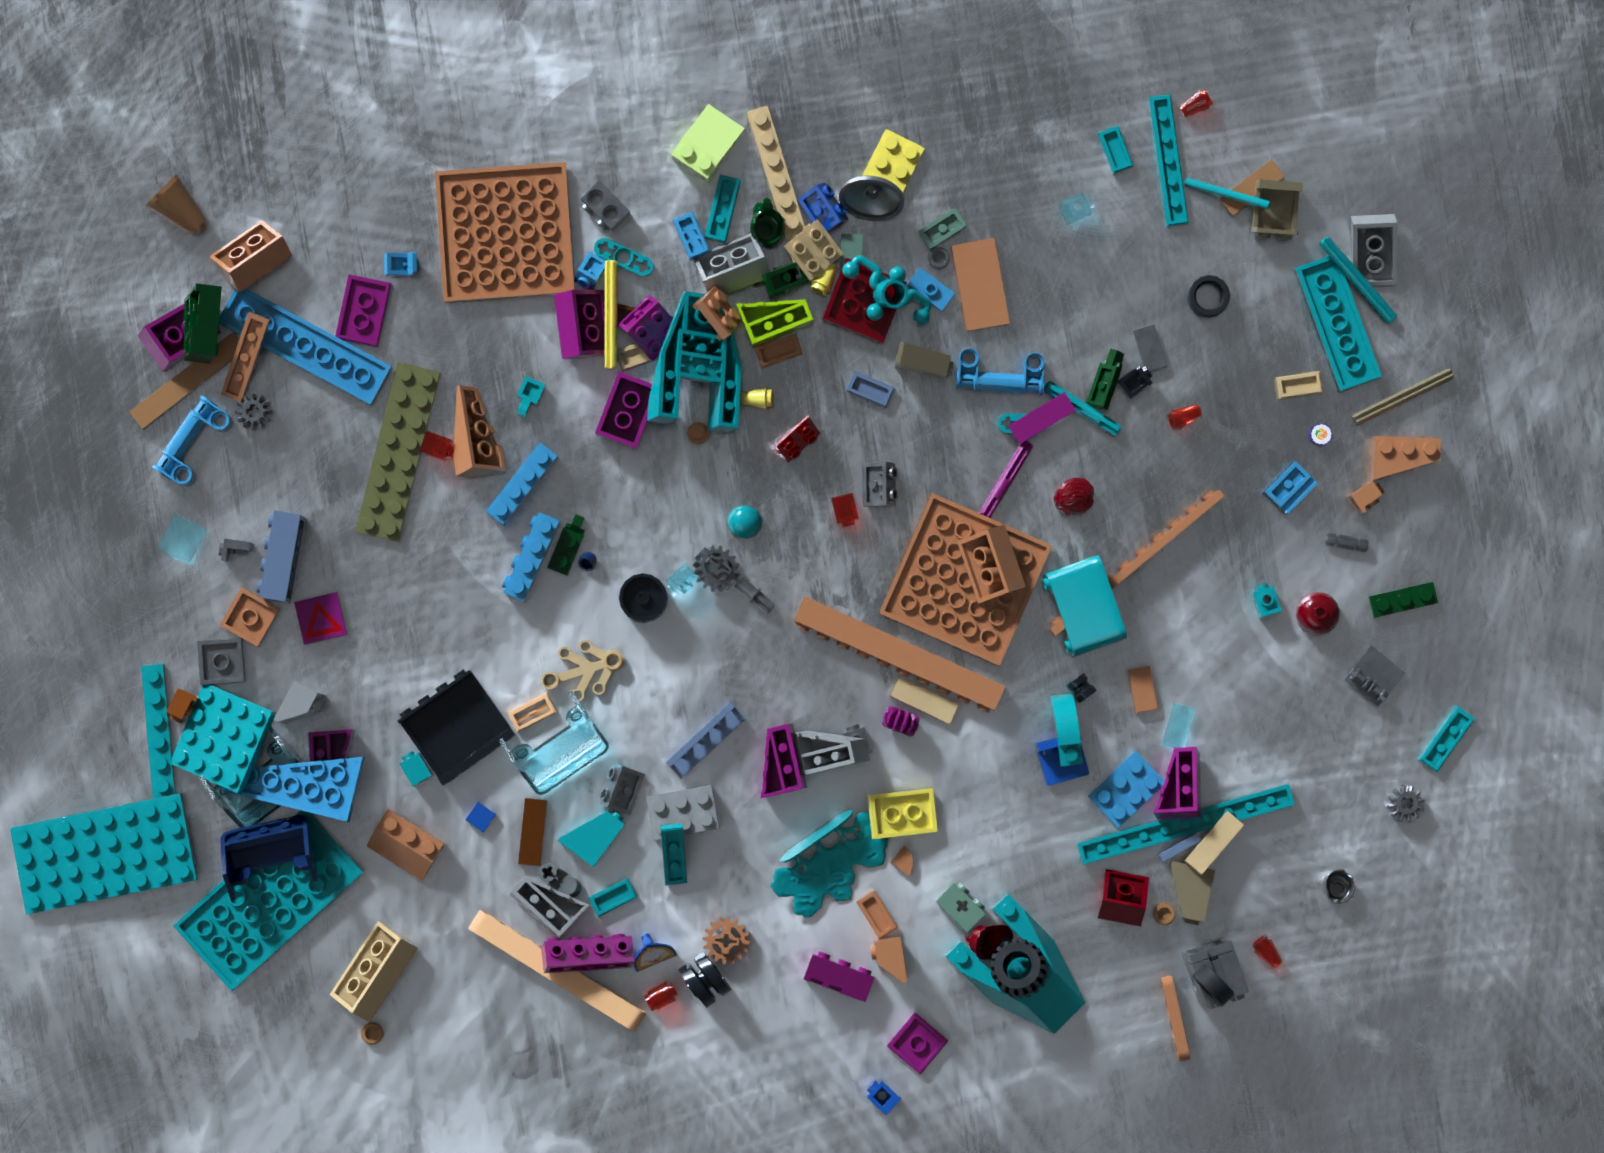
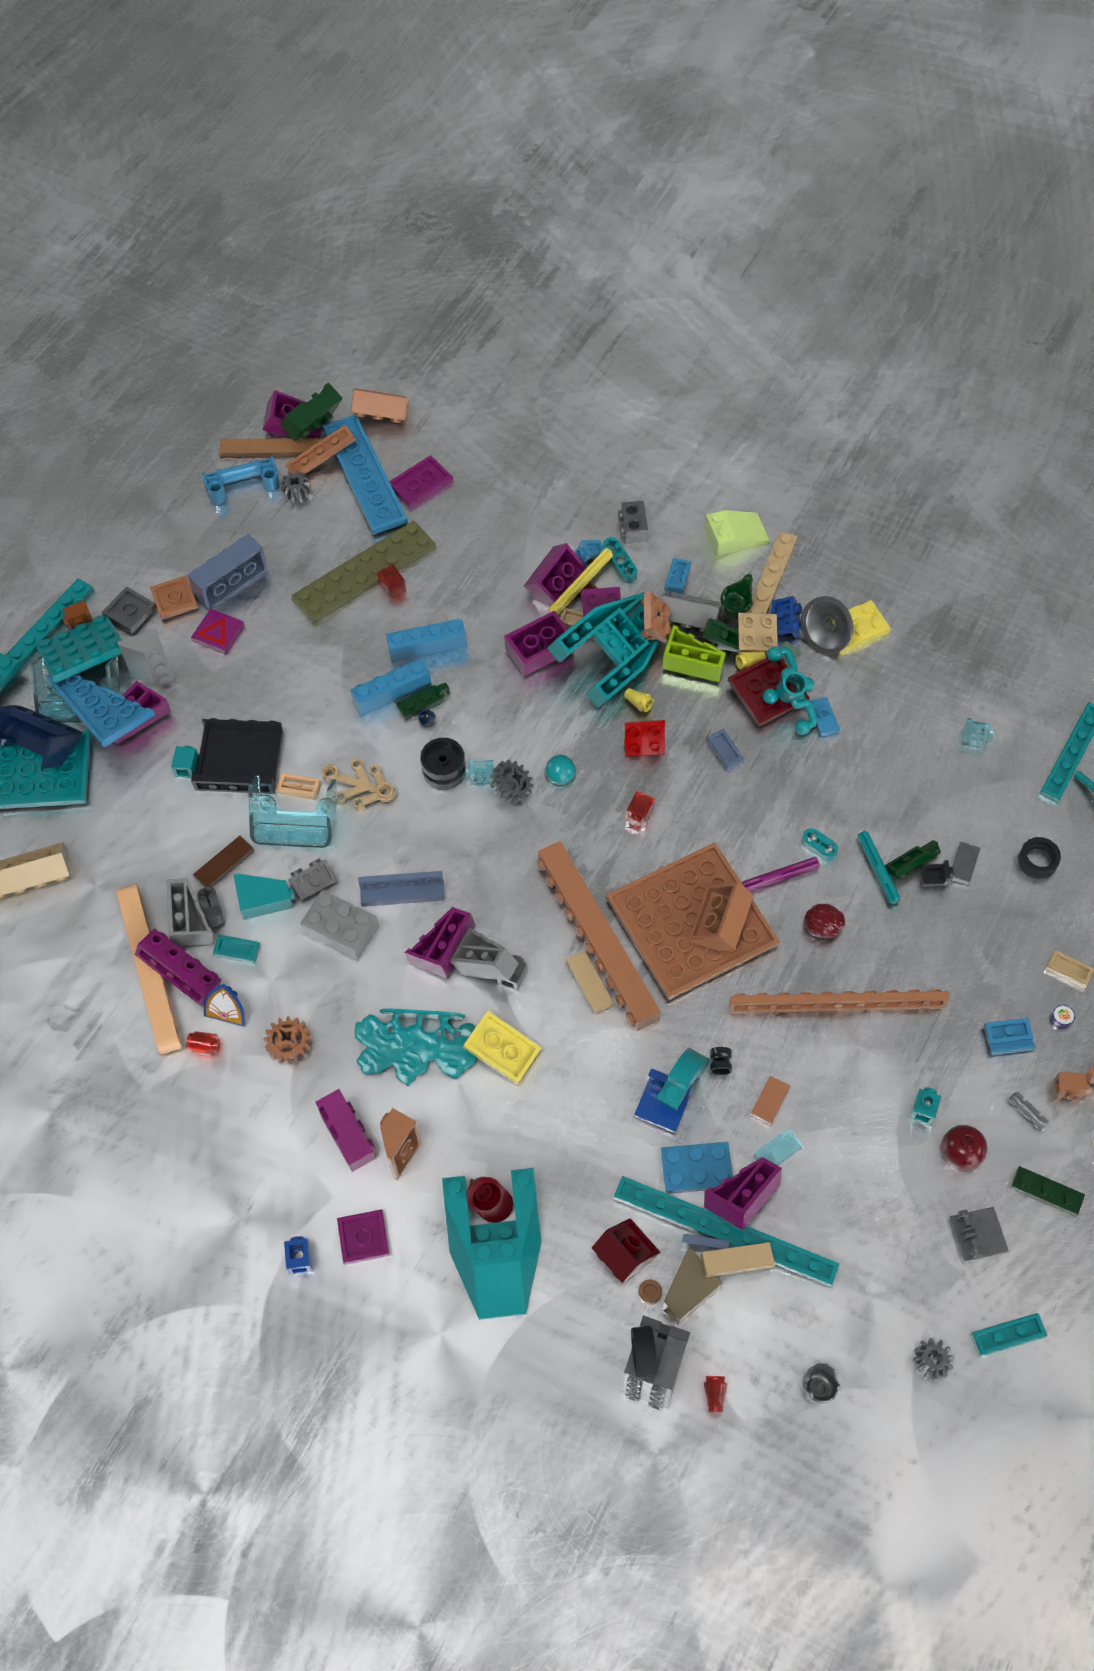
camera: 40 degrees right, 25 degrees down
(177, 206) = (360, 349): medium nougat cone -> none
(182, 538) = (179, 529): clear light blue piece -> none
(238, 547) = (202, 549): flat silver bracket -> none
(400, 264) = (468, 468): dark azure bracket -> none
(405, 844) = (131, 804): nougat slope -> none
(474, 444) = (419, 596): nougat wedge -> none
(480, 817) = (198, 826): blue tile -> none
(504, 232) = (553, 495): nougat plate -> none
(530, 393) = (483, 593): teal plate -> none
(673, 854) = (305, 945): teal tile -> none
(698, 432) = (576, 693): nougat plate -> none
(703, 980) = (244, 1051): black wheel -> none
(722, 208) = (713, 576): teal tile -> none
(754, 595) = (524, 820): flat silver axle -> none
(778, 350) = (679, 682): nougat tile -> none
(876, 914) = (419, 1108): nougat tile -> none
(879, 484) = (680, 811): flat silver bracket -> none
(900, 721) = (557, 979): magenta gear -> none
(903, 860) = (473, 1086): nougat tile -> none
(923, 361) = (779, 750): dark tan slope -> none
(938, 258) = (845, 702): flat silver tile -> none
(942, 228) = (863, 684): sand green plate -> none
(949, 900) = (488, 1140): sand green brick -> none
(980, 284) = (863, 738): nougat tile -> none
(1000, 381) = (808, 787): dark azure piece -> none
(1032, 981) = (497, 1243): black tyre -> none
(1041, 418) = (841, 848): magenta tile -> none
(1086, 606) = (771, 1002): teal windscreen -> none
(1115, 149) = (1036, 719): teal tile -> none
(1175, 1018) = (590, 1387): nougat beam -> none
(1183, 416) = (956, 925): clear red cone -> none

